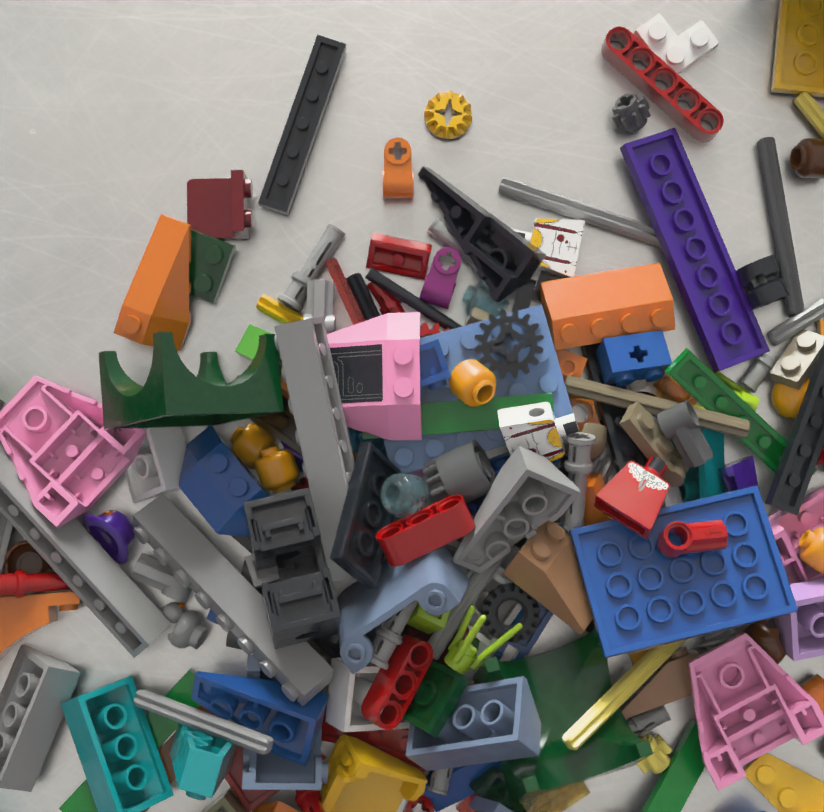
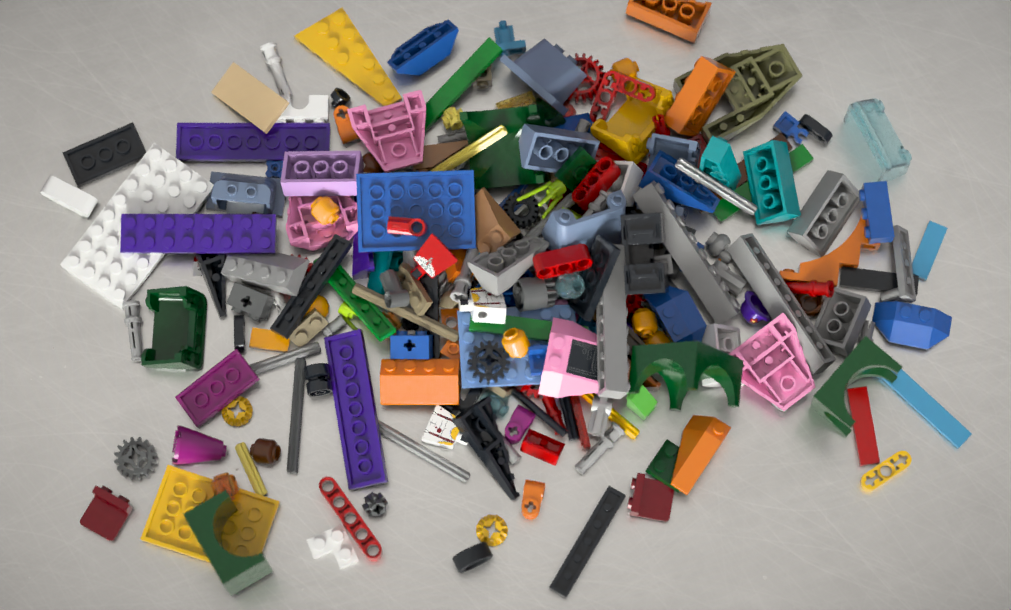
camera: 170 degrees left, 10 degrees down
(467, 59) = (472, 557): none -> black tyre

